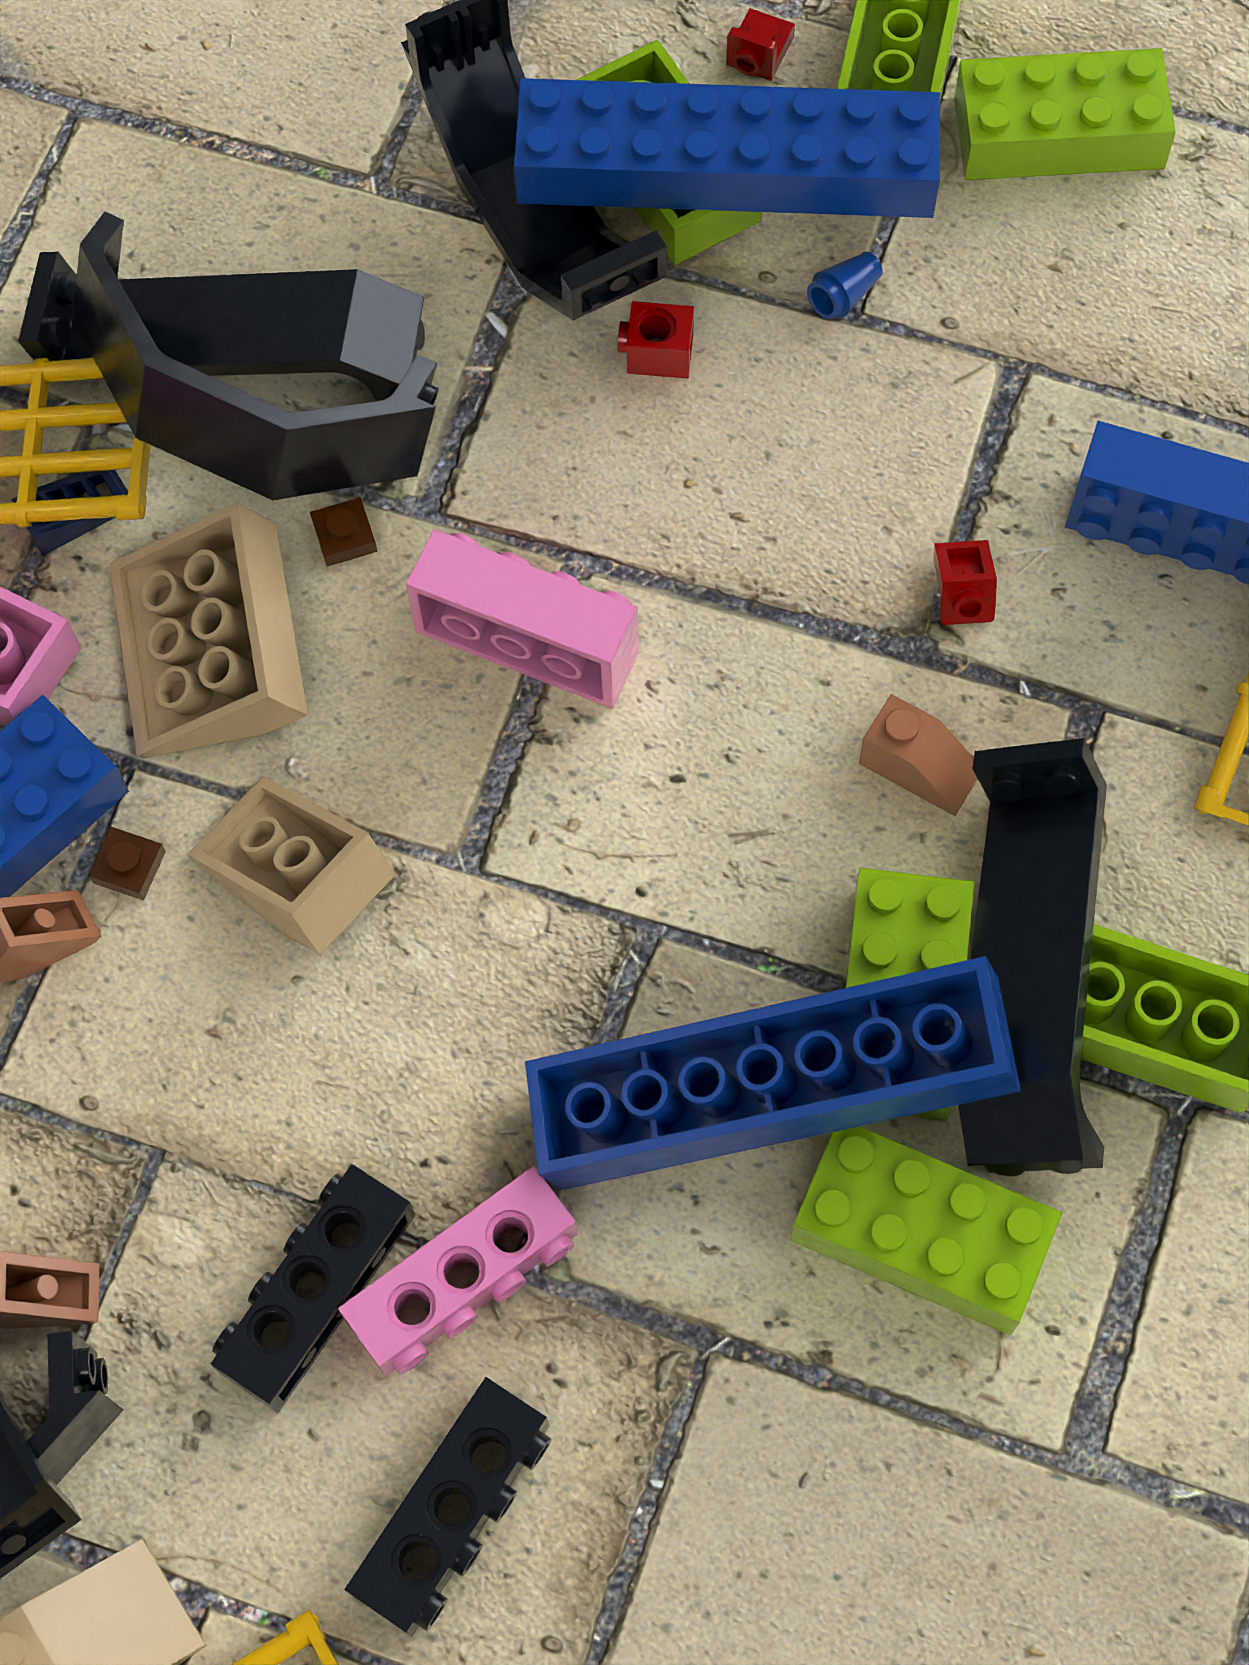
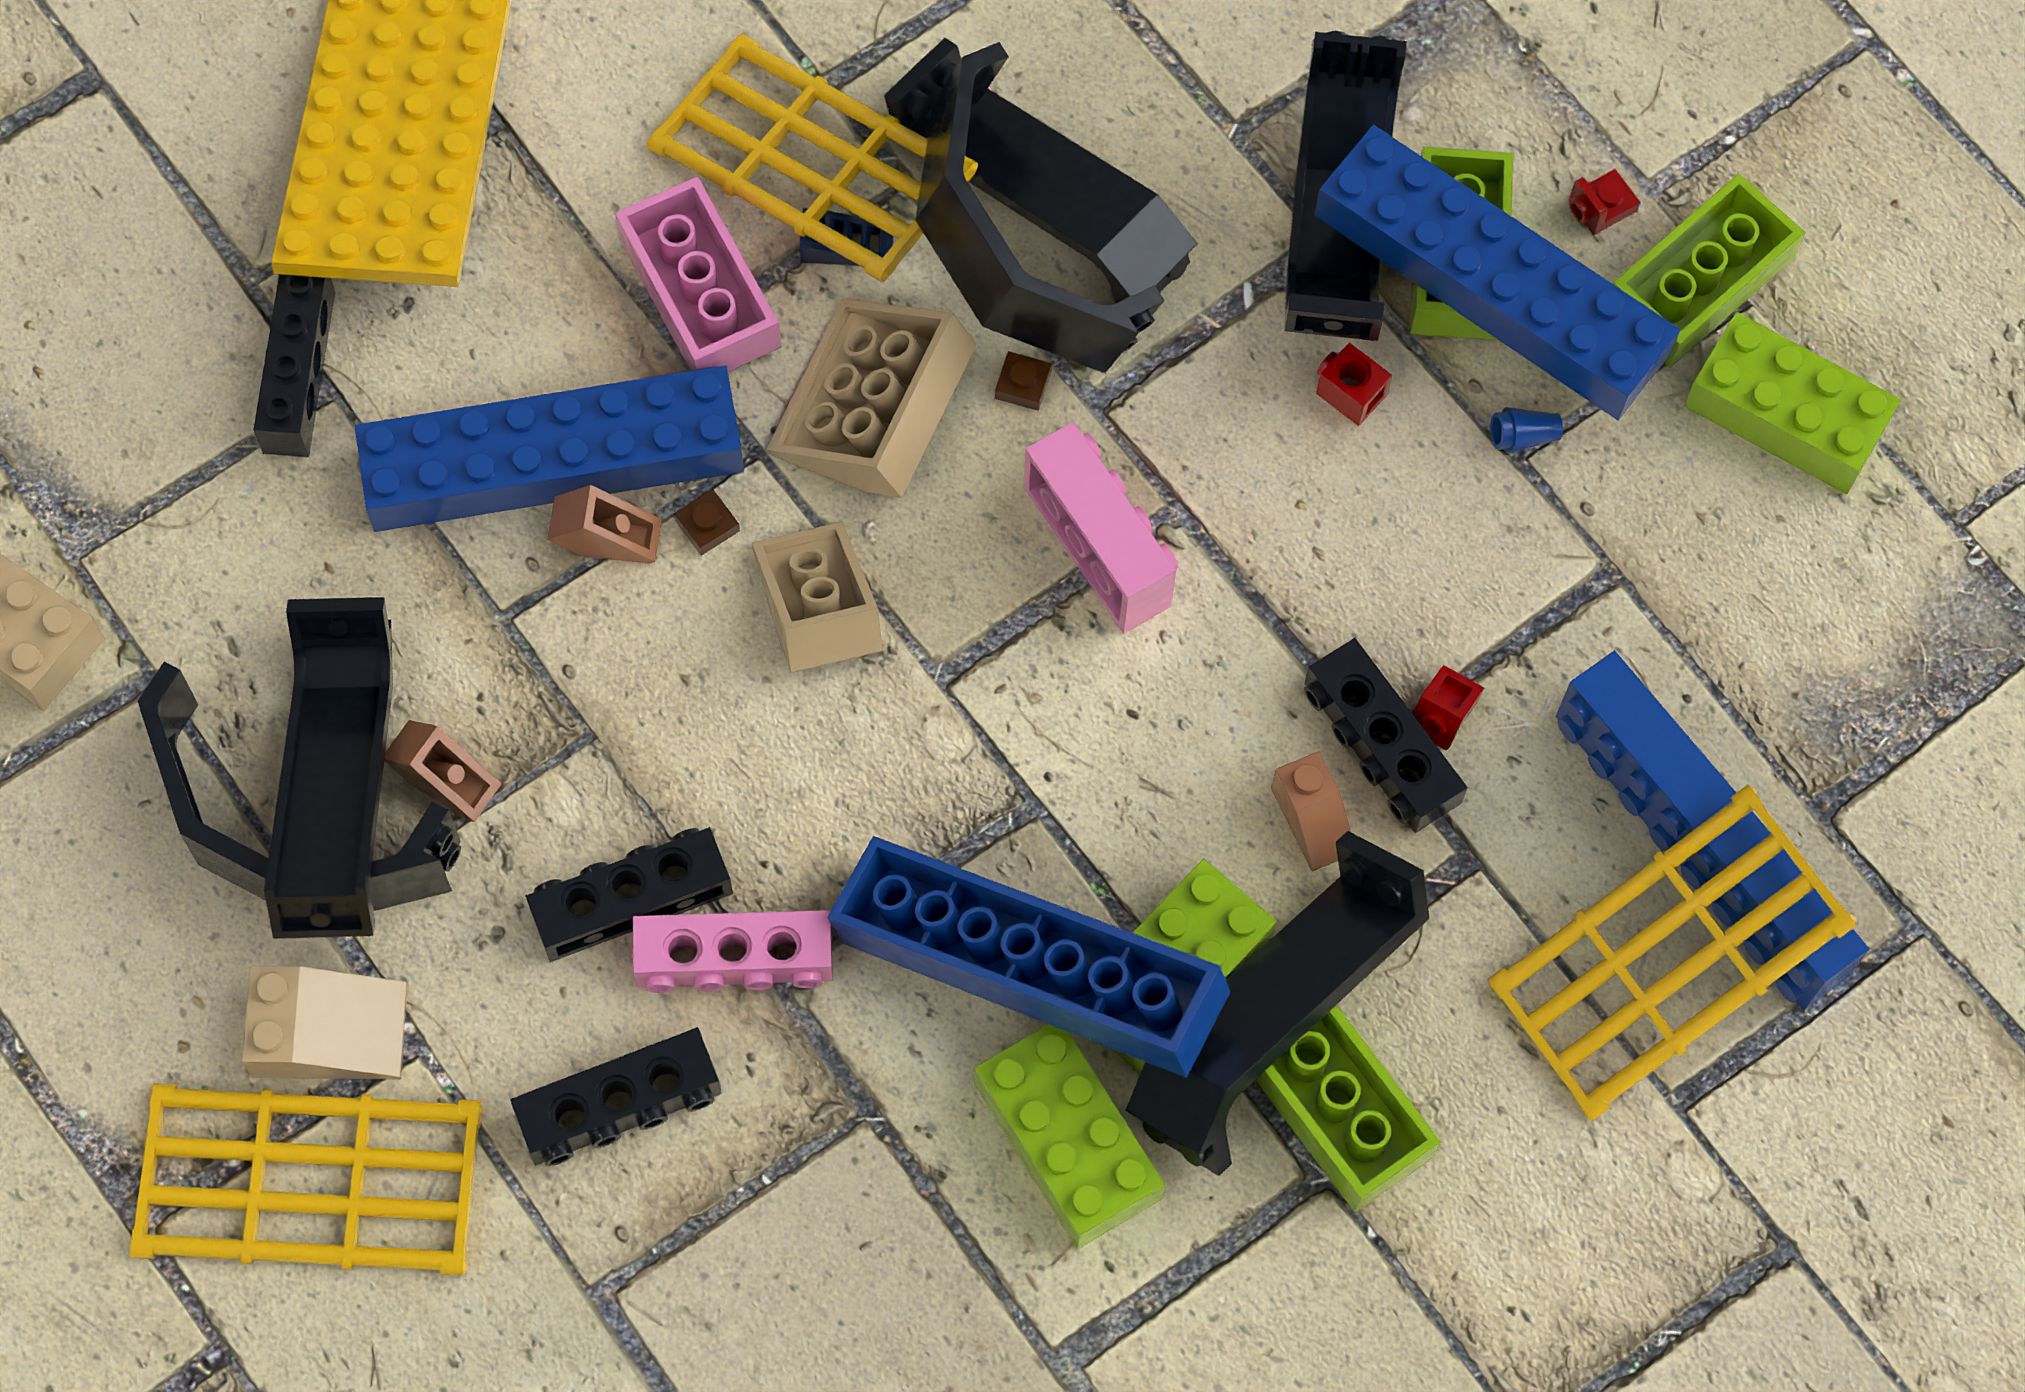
camera: 30 degrees right, 0 degrees up
(917, 619) = (1353, 672): none -> black brick

